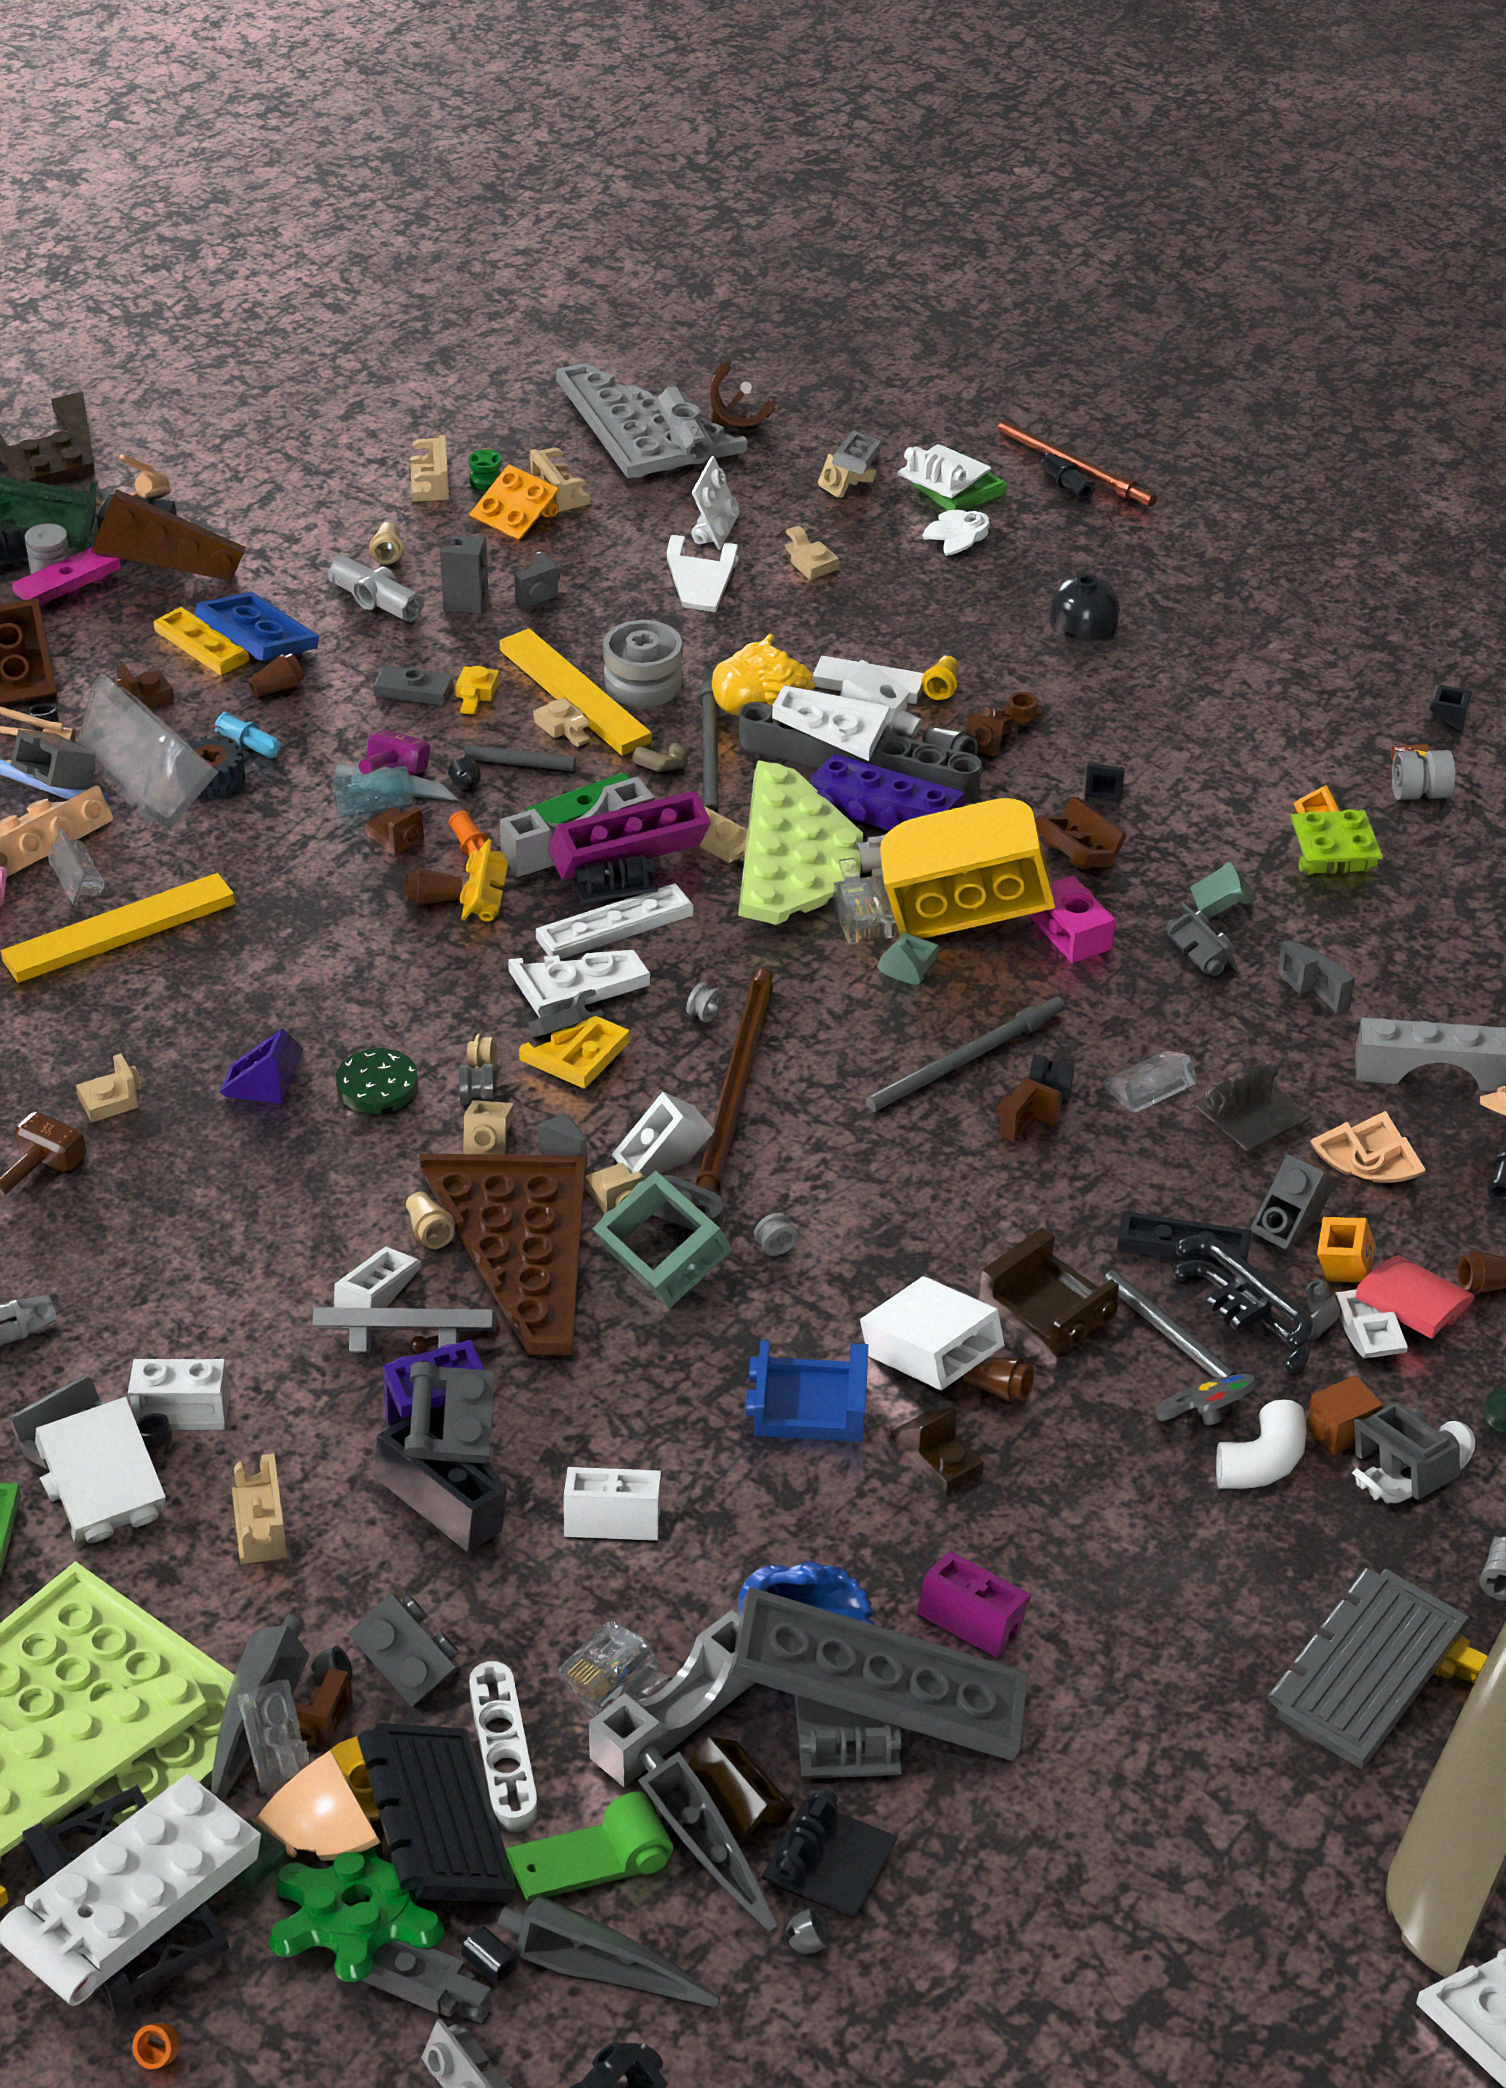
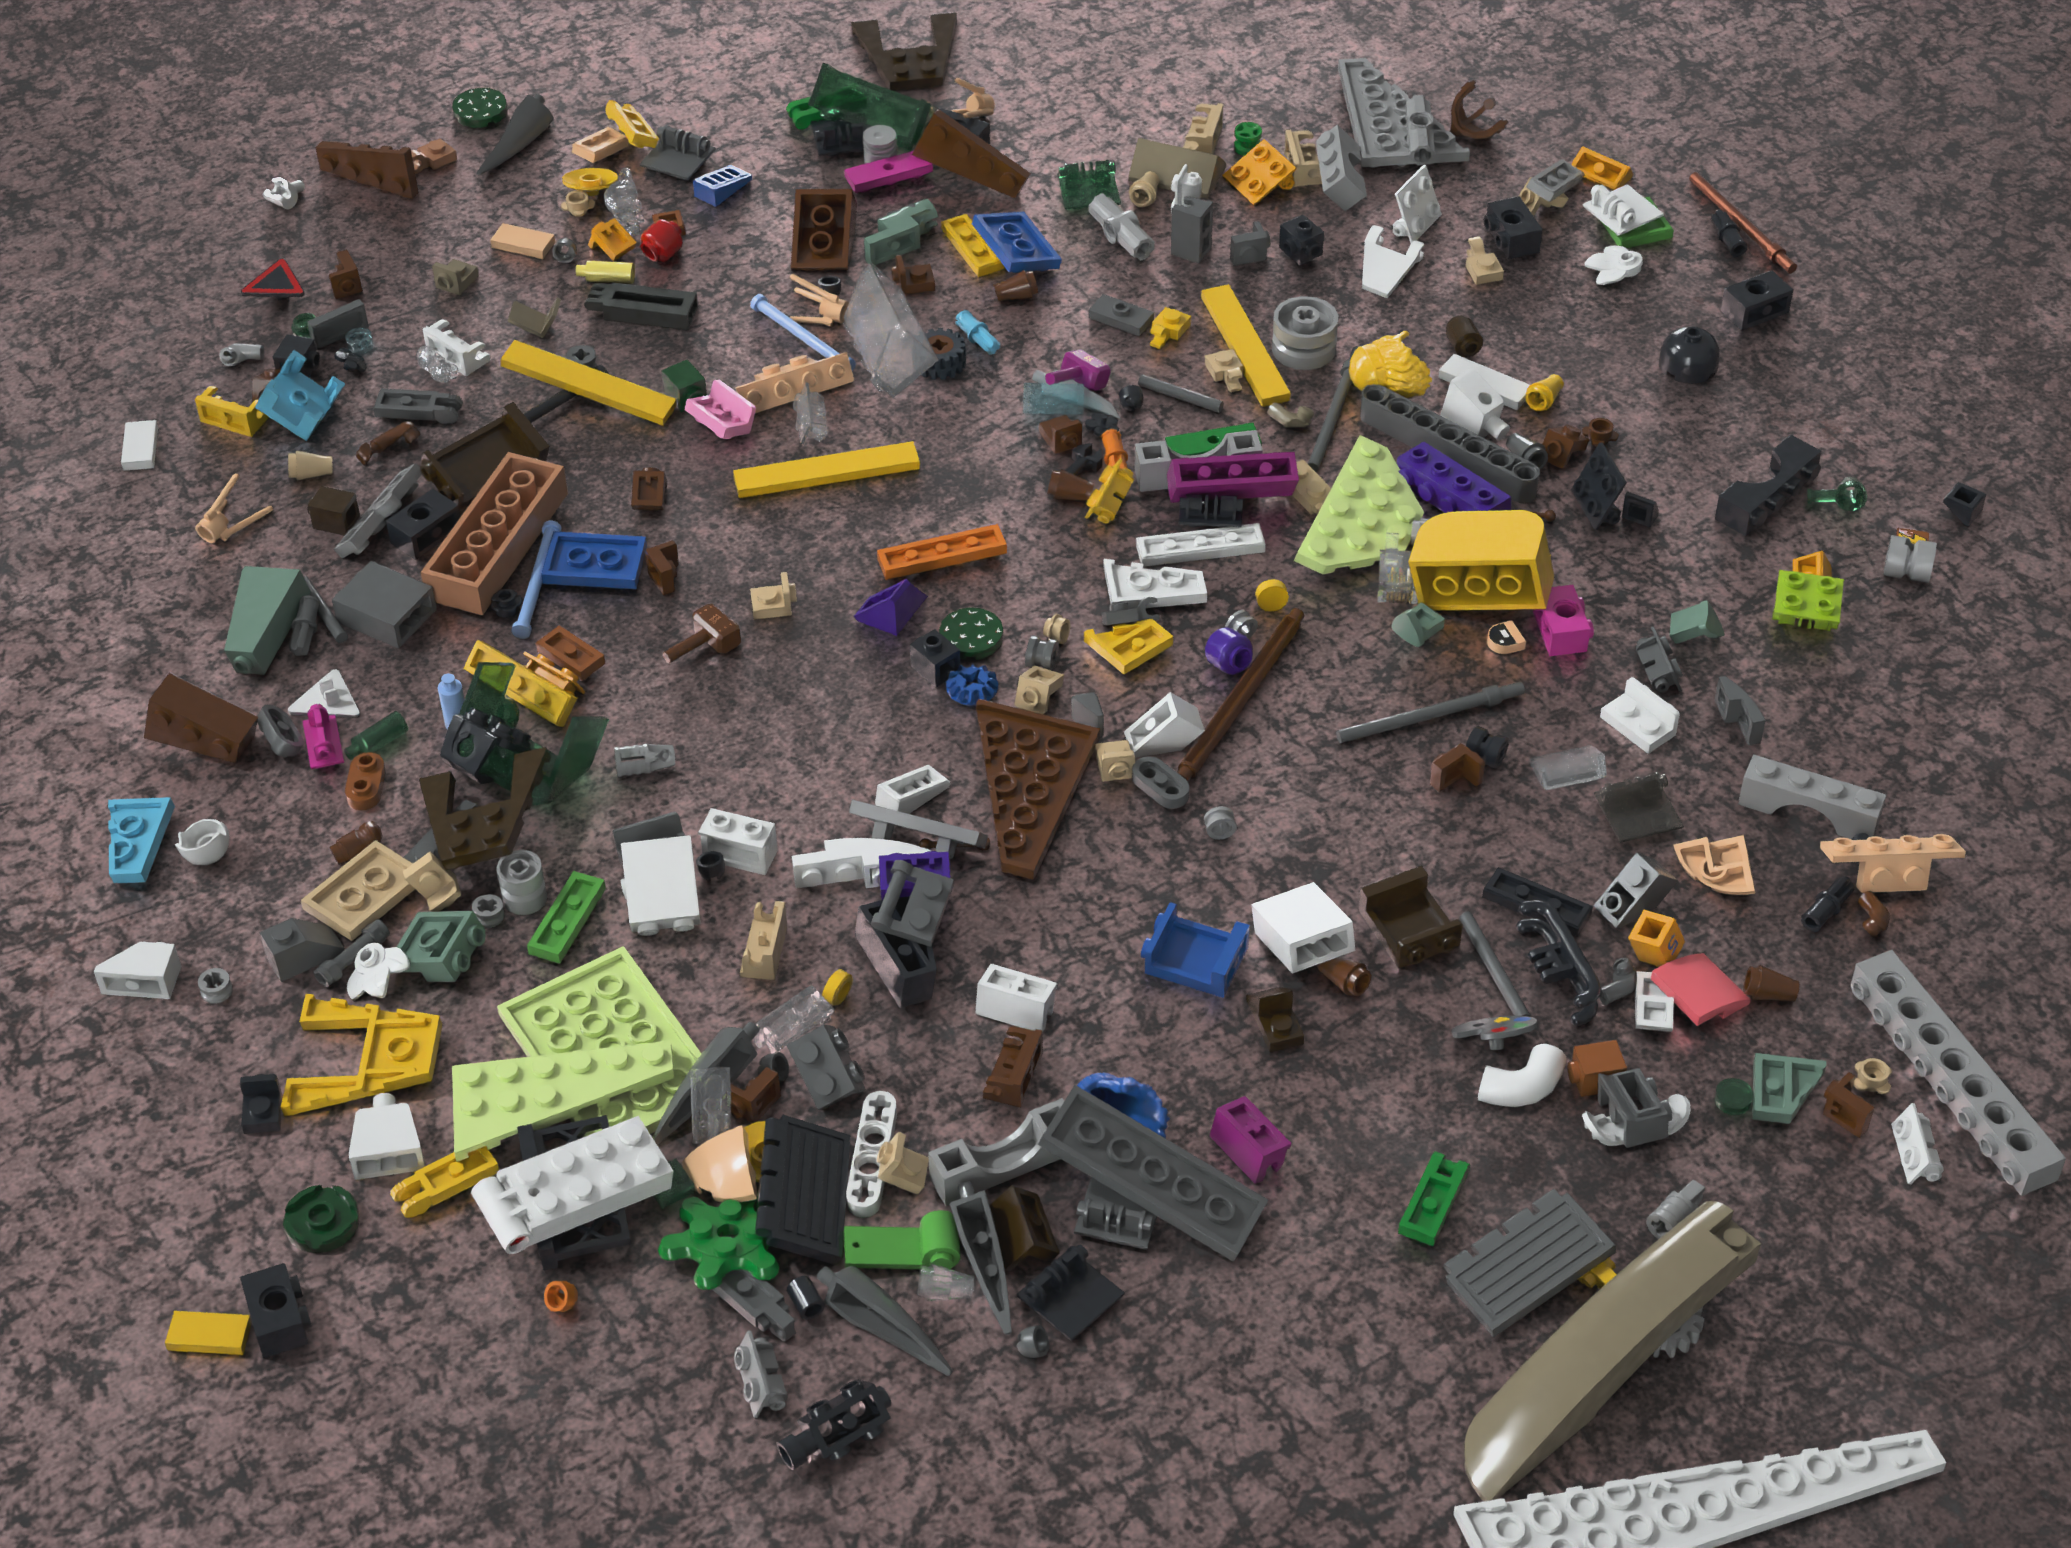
camera: 20 degrees right, 5 degrees up
(53, 759) = (821, 324): dark grey brick -> none
(108, 640) = (900, 231): none -> sand green plate
(303, 992) = (941, 551): none -> orange plate
(313, 554) = (1081, 186): none -> clear green hinge
(332, 1384) = (847, 861): none -> white slope
(340, 1599) = (793, 1019): none -> clear hinge
(345, 1117) = (934, 657): none -> black brick
(378, 1545) = (837, 987): none -> yellow tile
(407, 1152) = (969, 695): none -> blue gear
(417, 512) = (1169, 160): none -> dark tan slope
(430, 1222) = (966, 754): tan cone -> none
(432, 857) = (1083, 460): none -> black bar
(439, 810) = (1100, 423): none -> black plant
(441, 527) = (1186, 186): none -> white hinge
(552, 1750) = (902, 1166): none -> tan bracket
(596, 564) = (1301, 239): none -> black brick
(605, 478) = (1337, 158): none -> light grey arch
(610, 1666) = (966, 1117): clear piece -> none
(643, 1586) = (1015, 1067): none -> reddish brown hinge
(662, 1888) = (942, 1283): none -> clear cone
(673, 1276) = (1128, 836): sand green window -> none
(703, 1033) = (1229, 650): none -> dark purple head
(726, 960) = (1271, 595): none -> yellow tile
(825, 634) = (1464, 336): none -> dark brown brick
(830, 510) = (1513, 227): none -> black brick
(833, 719) = (1431, 412): white wing -> none
(898, 433) = (1602, 169): none -> light orange slope
(1016, 953) = (1505, 638): none -> tile
(1053, 764) = (1599, 488): none -> black hinge
(1082, 835) = (1599, 551): reddish brown bracket -> none
(1131, 538) = (1756, 300): none -> black brick
(1209, 1005) = (1642, 716): none -> white bracket
(1222, 1620) = (1433, 1199): none -> green plate
(1223, 751) = (1749, 504): none -> black arch
(1323, 728) = (1846, 499): none -> clear green bar

